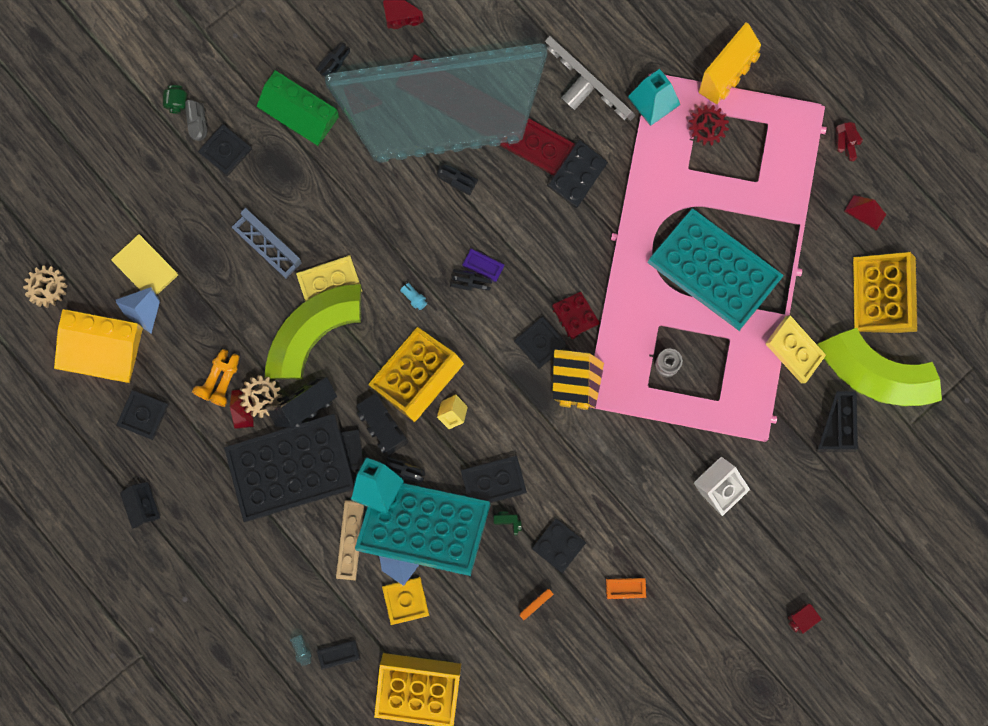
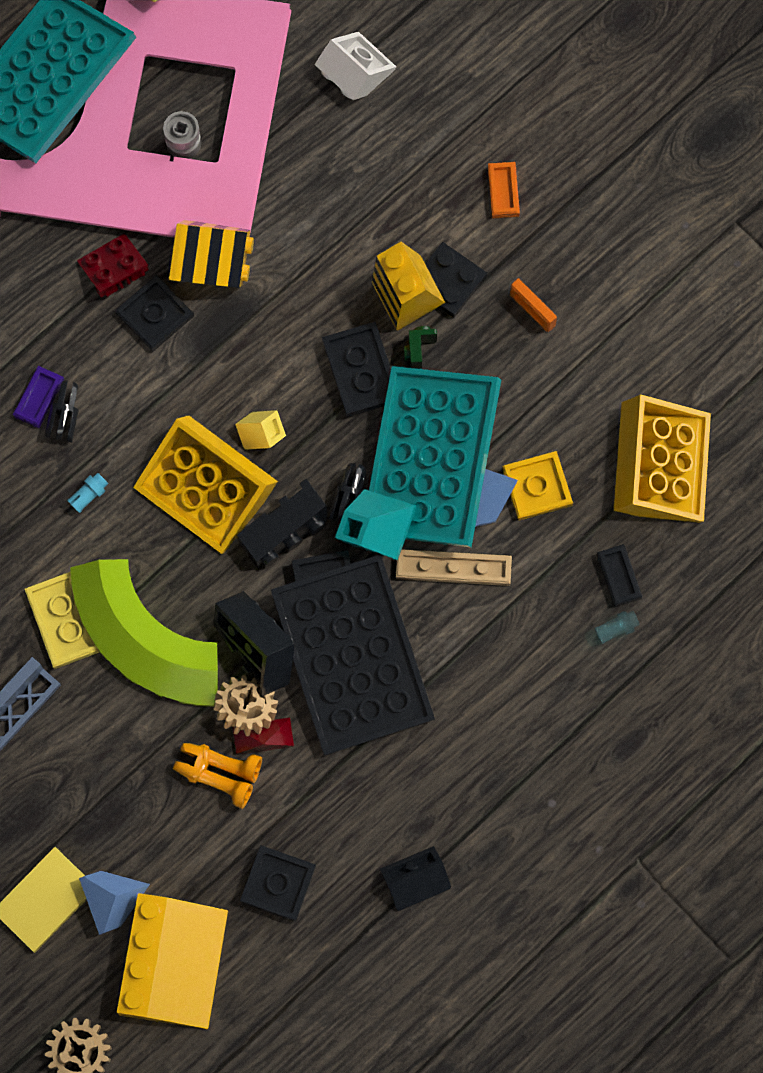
camera: 90 degrees left, 5 degrees down
(550, 516) = (405, 285): none -> yellow slope

